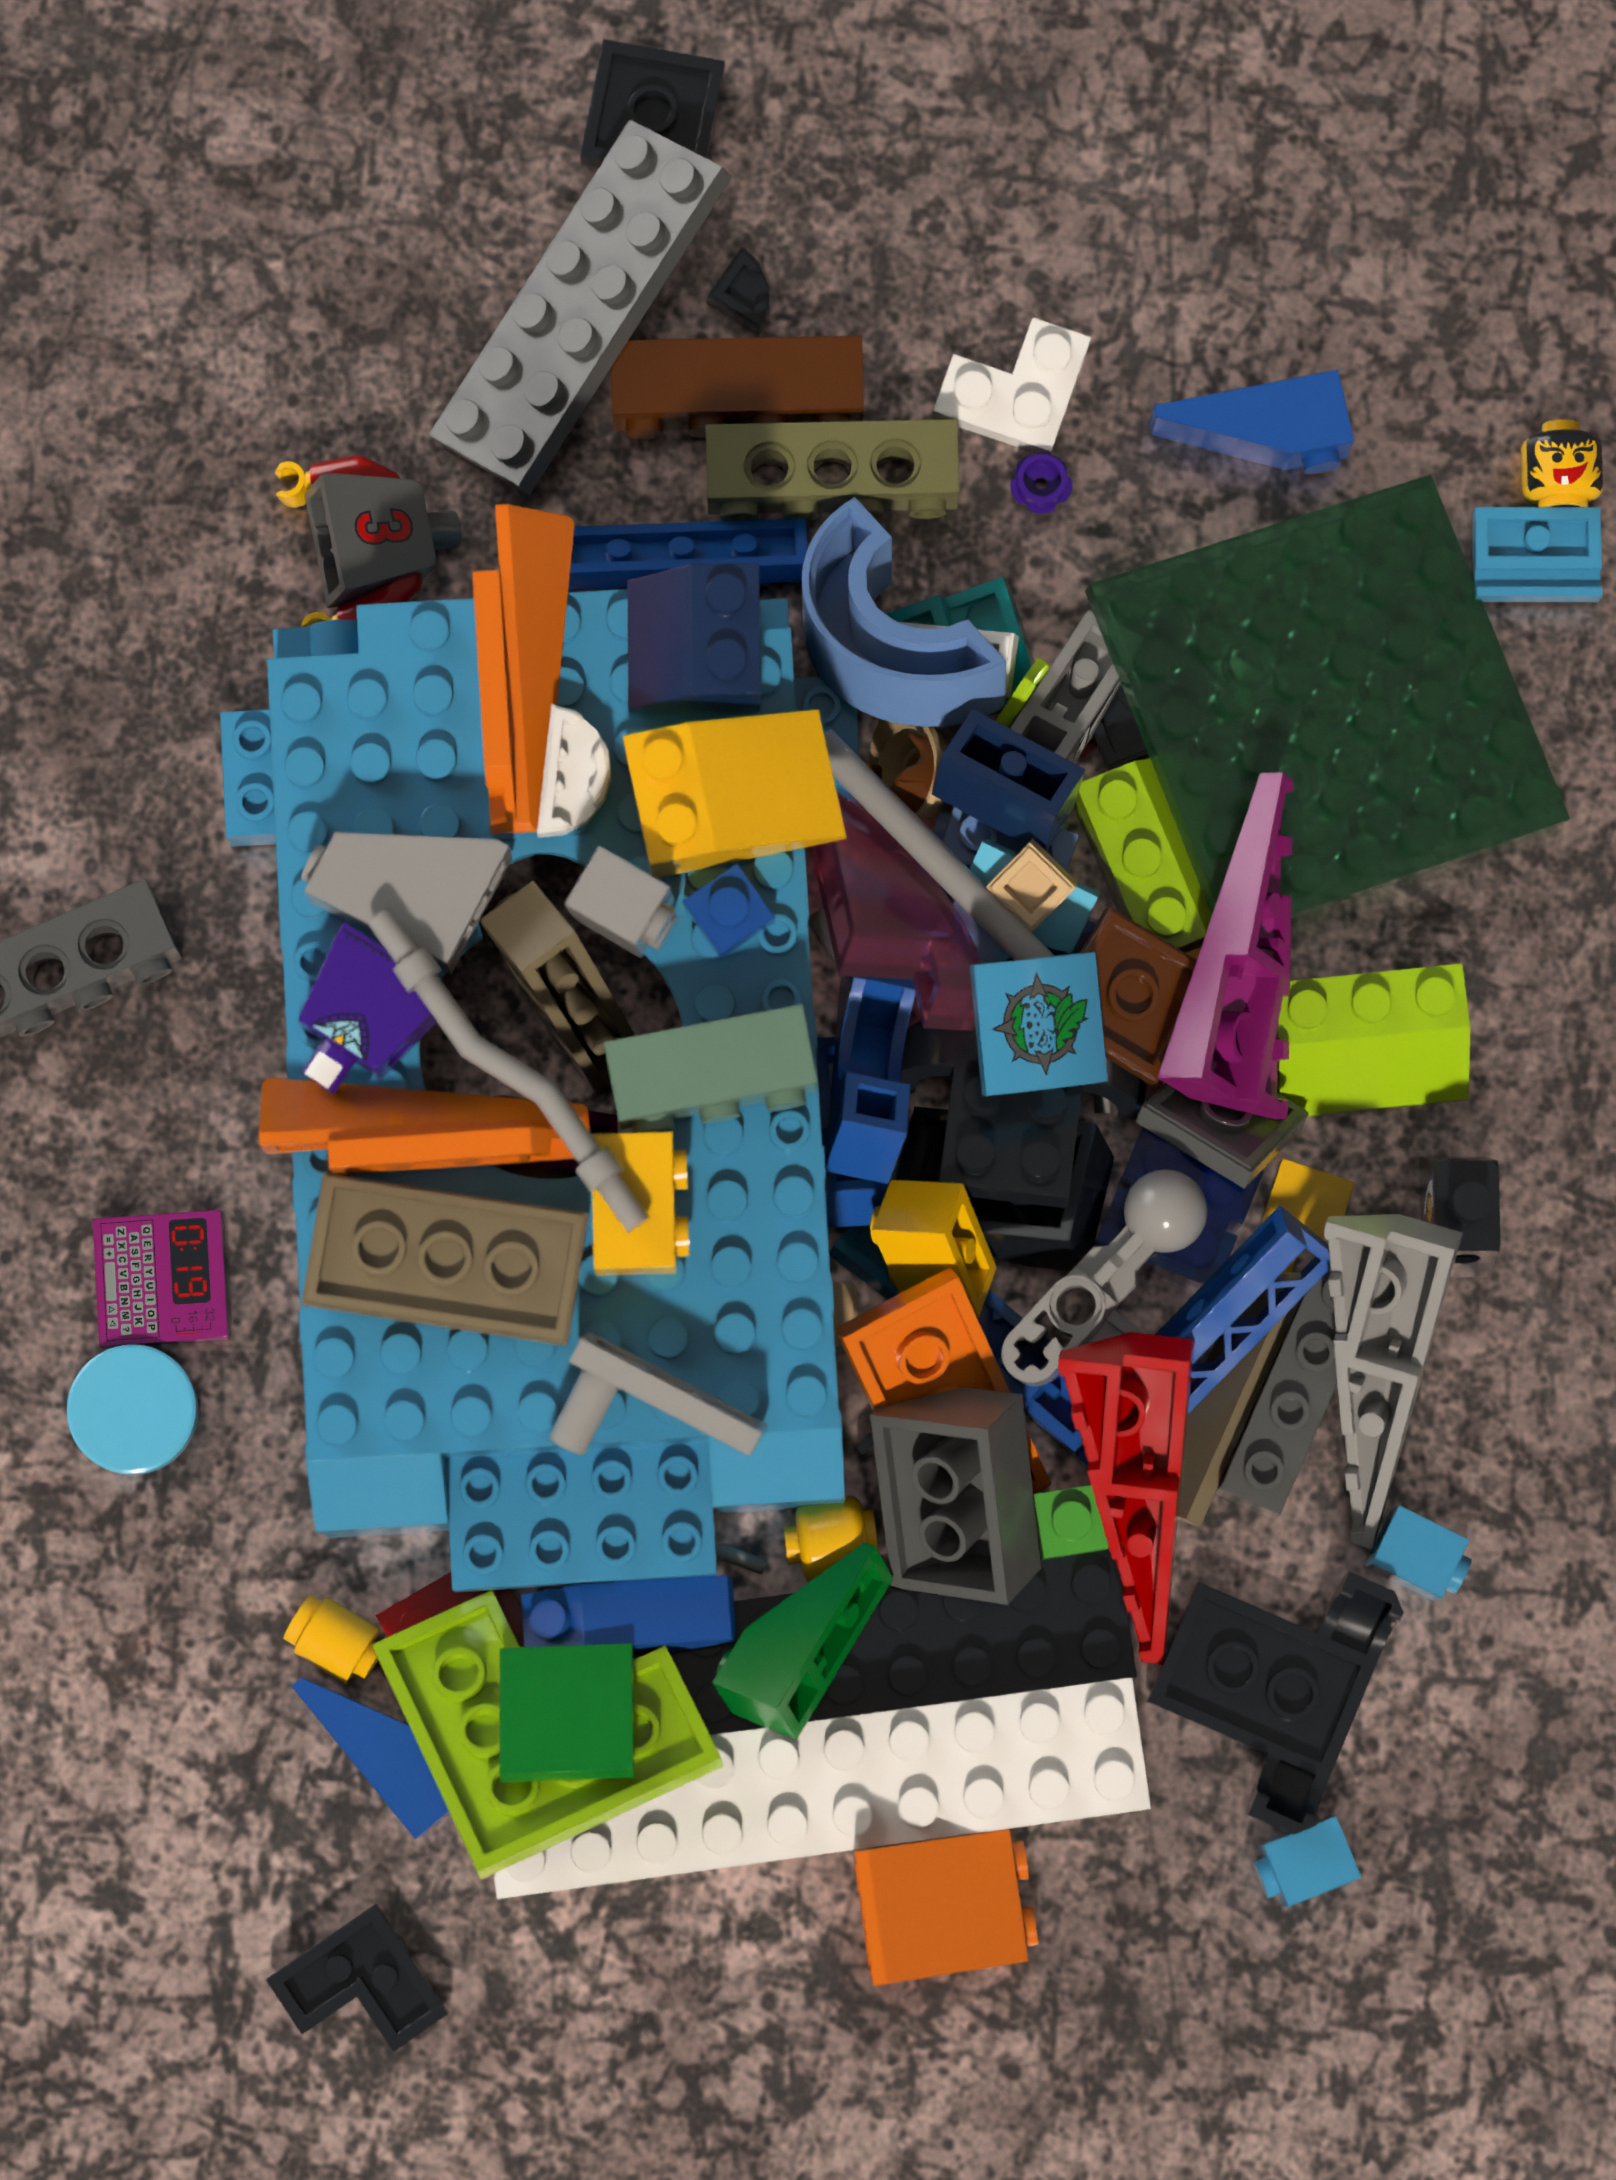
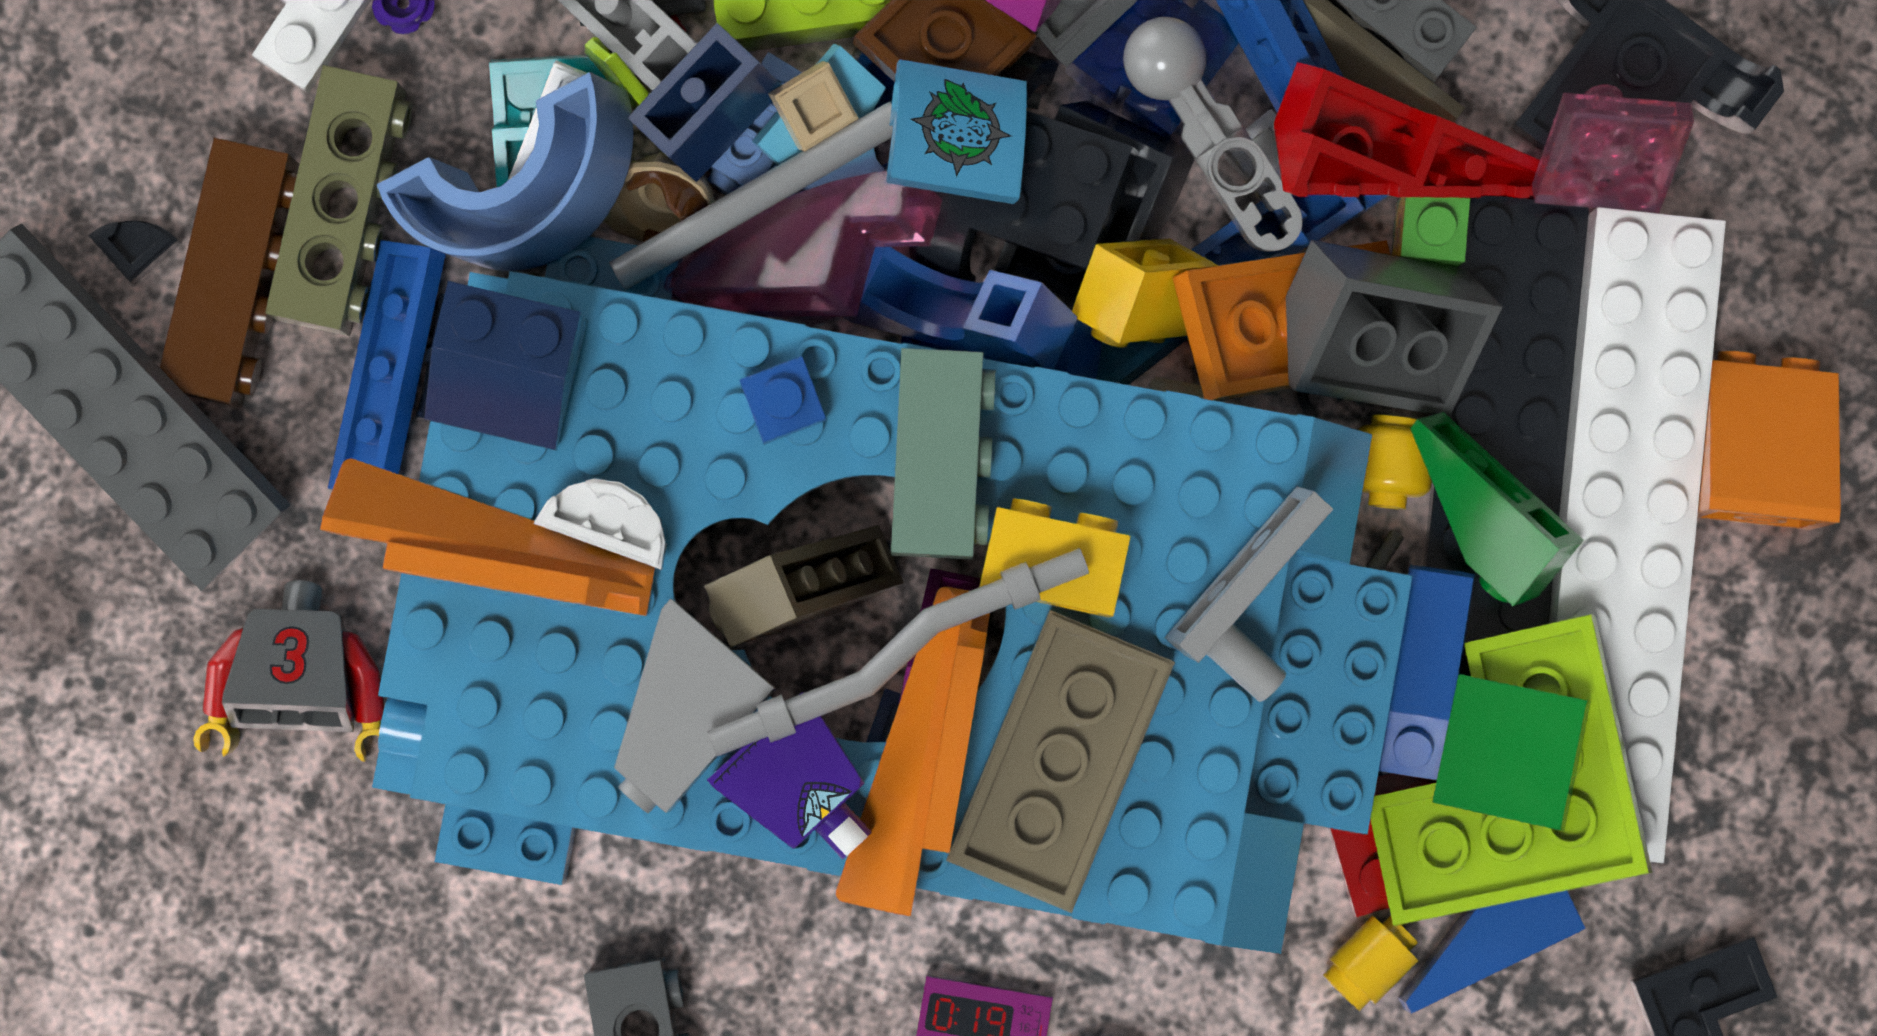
camera: 70 degrees left, 5 degrees up
(623, 903) = (758, 498): light grey brick -> none
(732, 790) = (664, 366): yellow slope -> none
(1189, 1674) = (1609, 141): none -> clear pink plate
(1306, 1863) = (1811, 91): dark azure brick -> none

